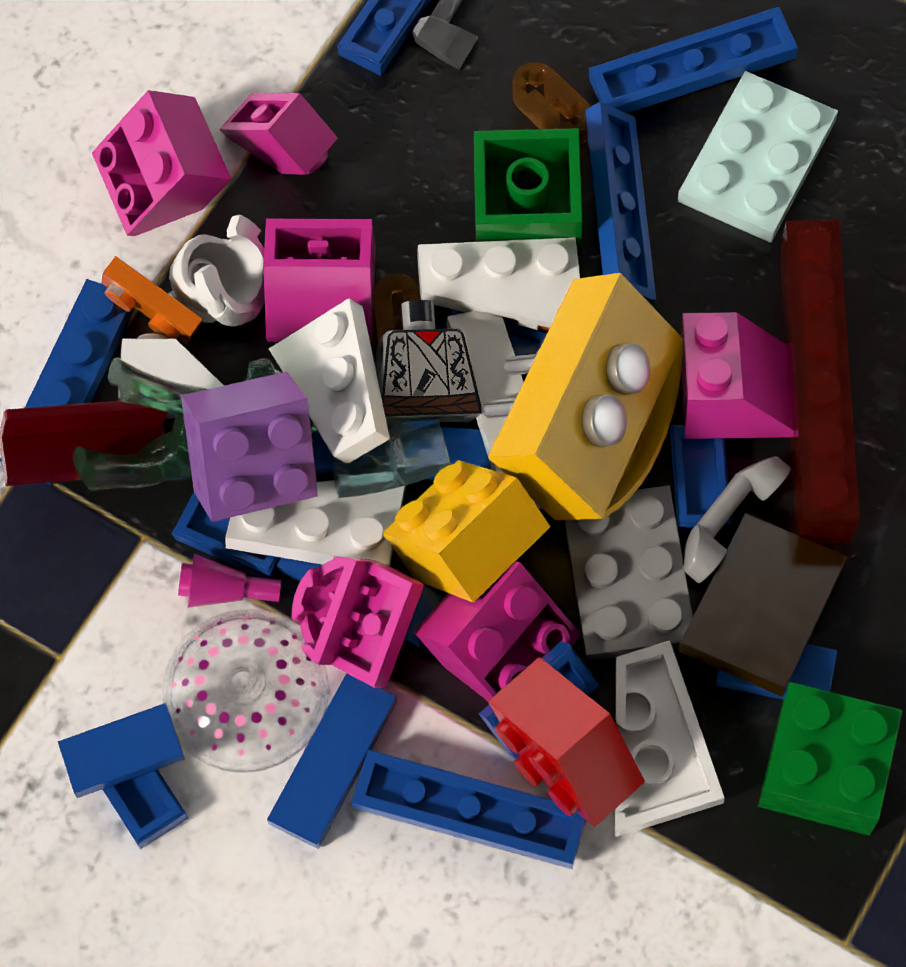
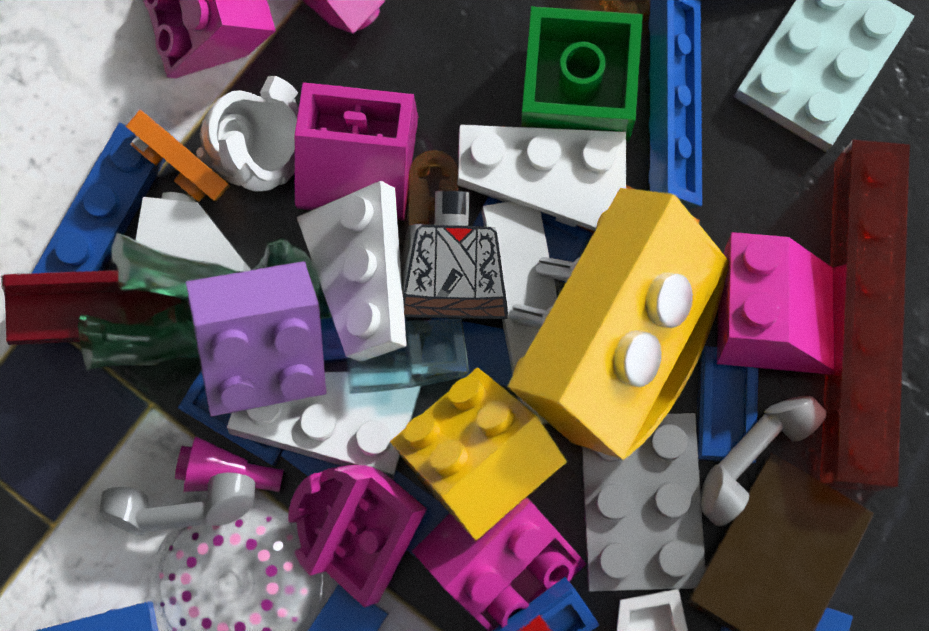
camera: 10 degrees right, 10 degrees up
(233, 605) = (227, 500): none -> light grey bar

